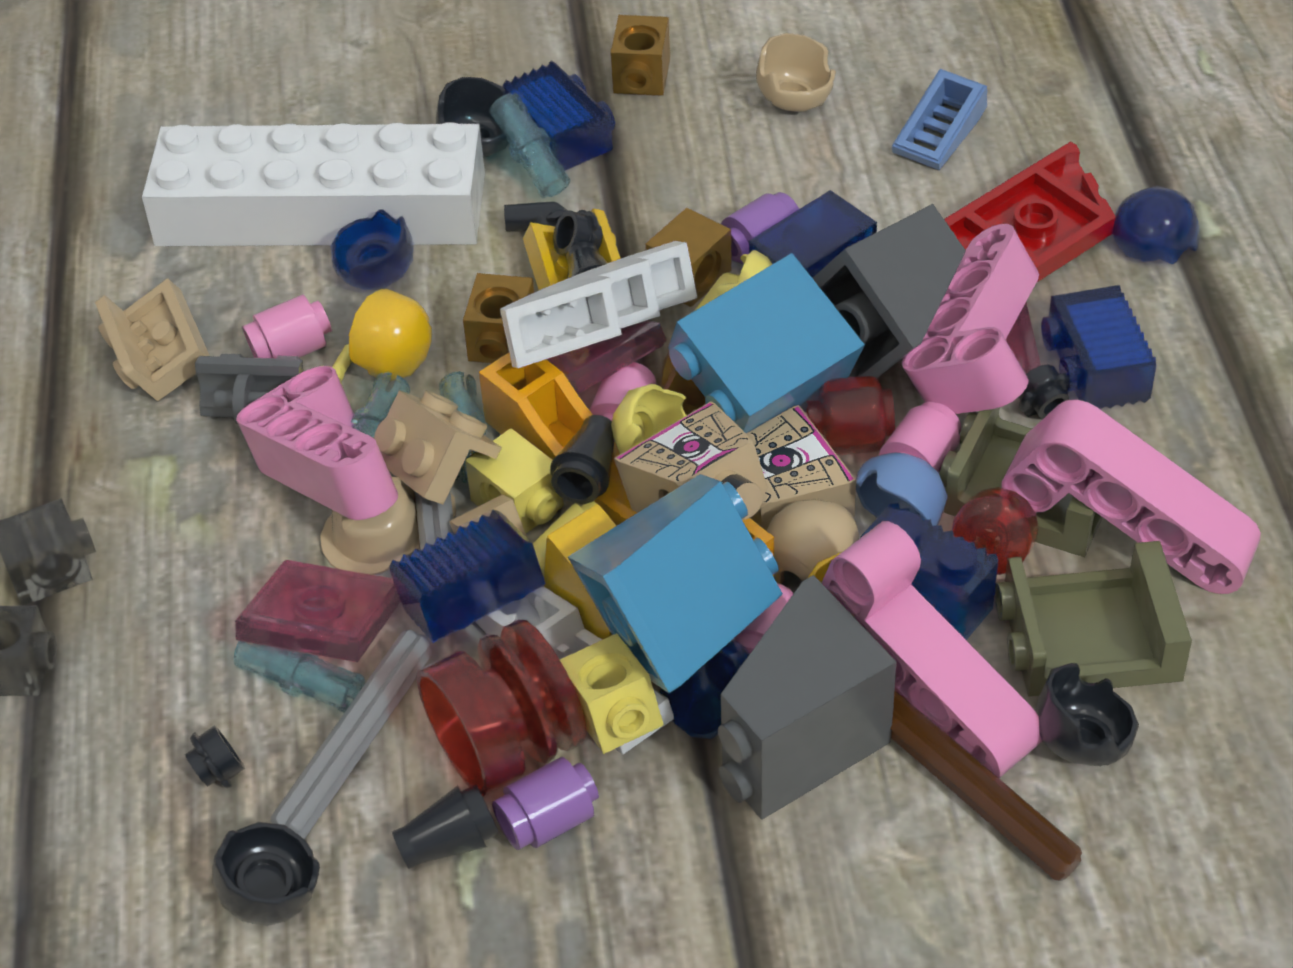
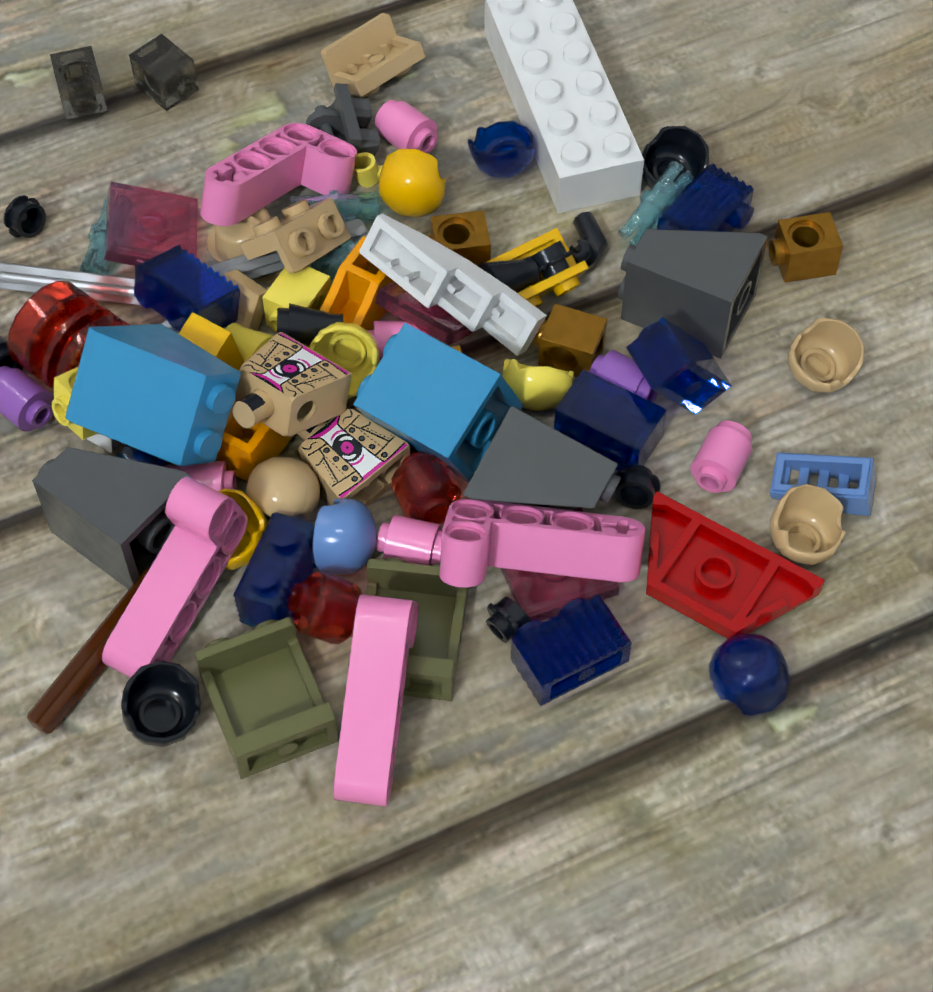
camera: 70 degrees right, 10 degrees up
(676, 132) = (692, 281): none -> dark grey slope
(779, 160) = (678, 366): none -> clear blue brick
(889, 179) = (722, 457): none -> bright pink brick
(1000, 142) = (807, 524): none -> tan hair

